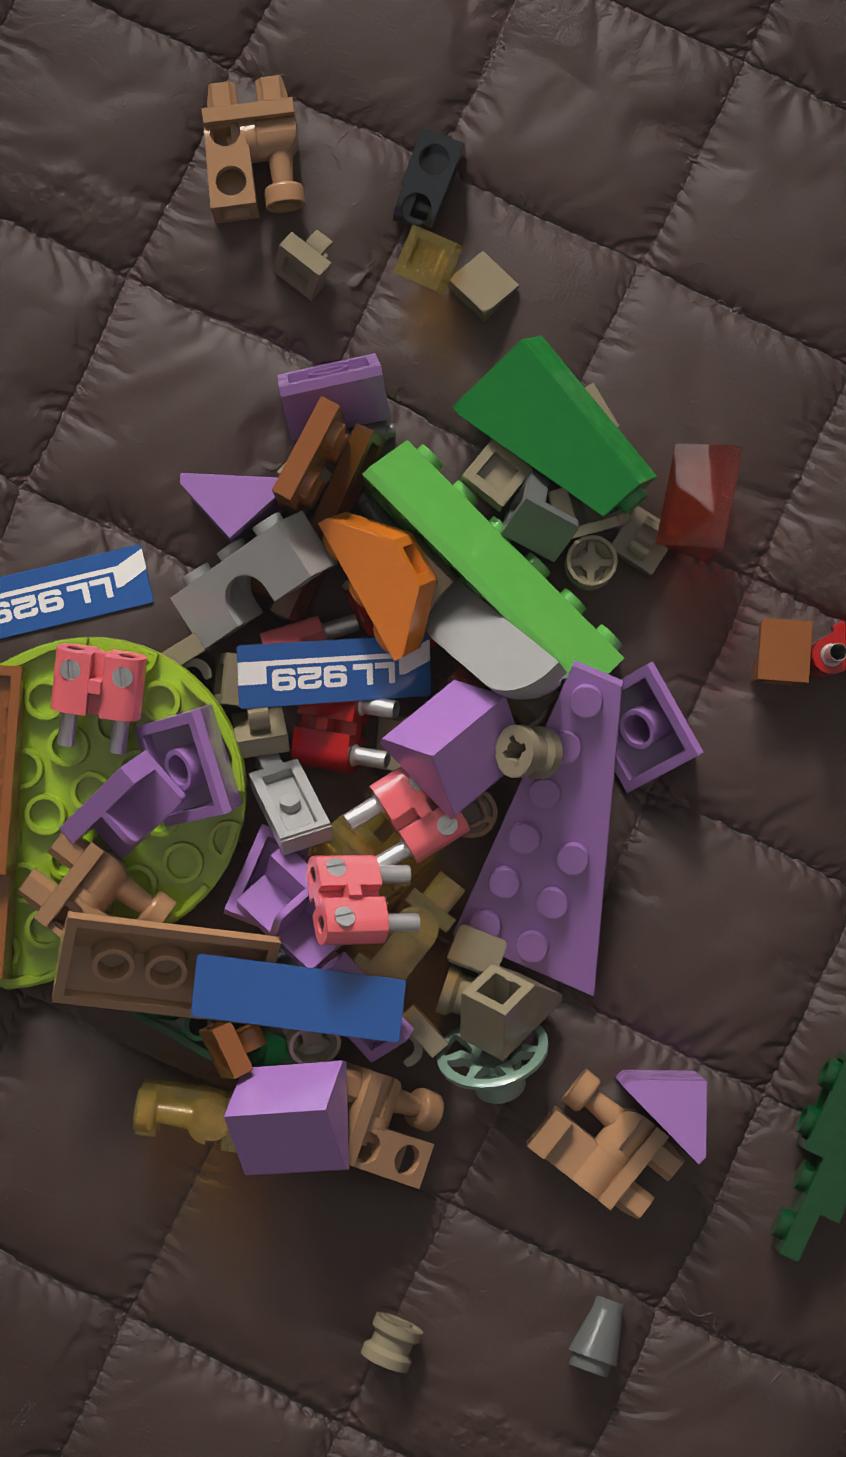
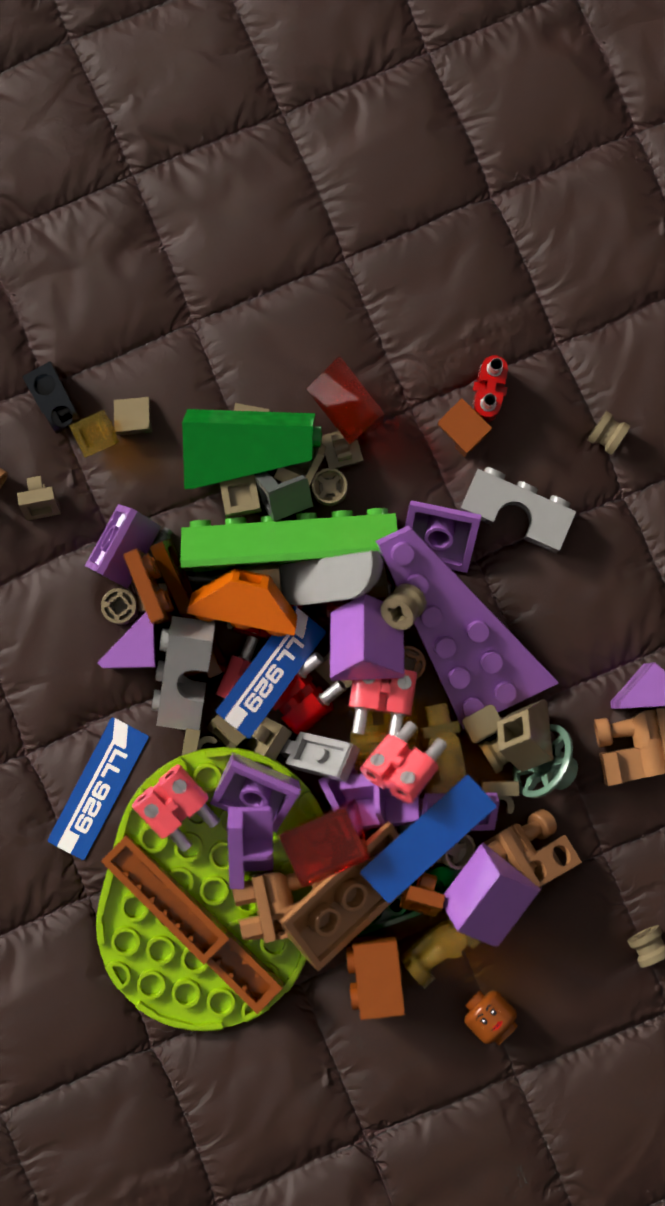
camera: 45 degrees left, 0 degrees up
(103, 1072) = (378, 976): none -> dark orange brick
(165, 1233) = (490, 1017): none -> dark orange head
(197, 890) = (326, 843): none -> clear red slope
(268, 455) = (125, 606): none -> dark tan wheel
(763, 828) = (547, 517): none -> light grey arch

